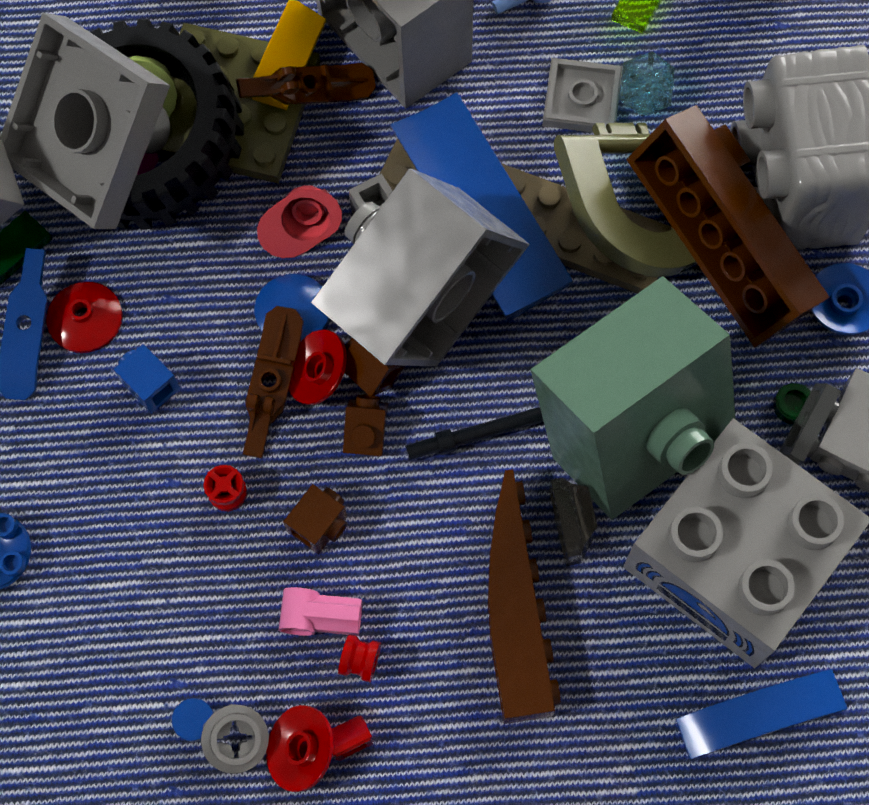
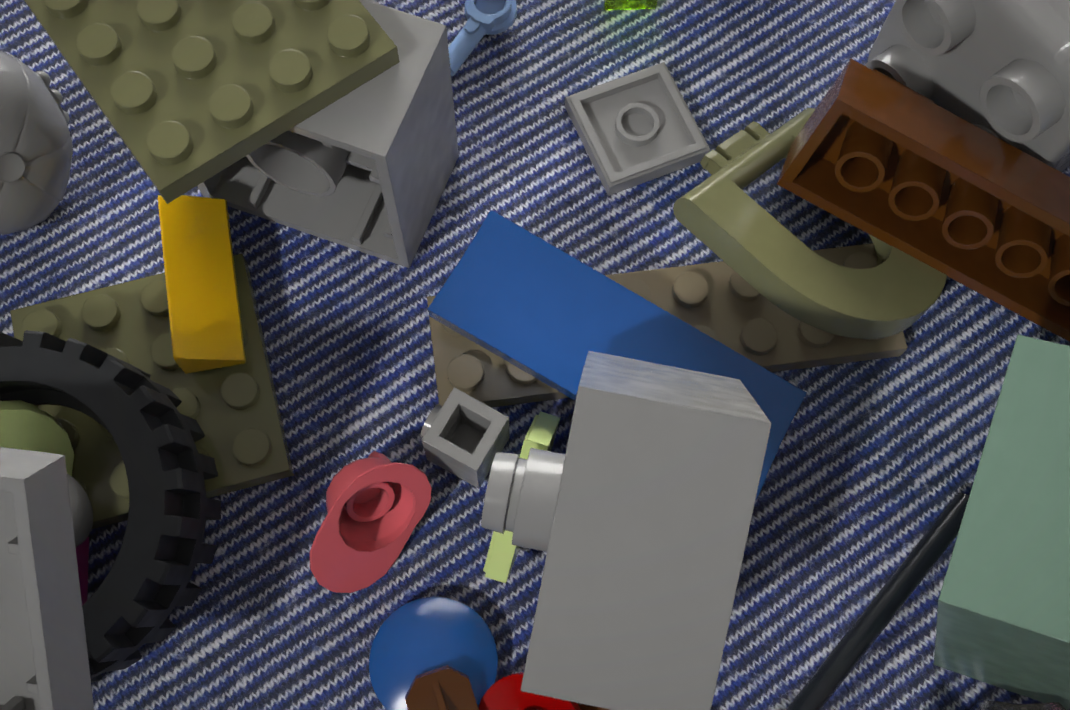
camera: 35 degrees left, 0 degrees up
(328, 84) = (282, 289): reddish brown piece -> none
(647, 84) = (718, 69): clear light blue brick -> none

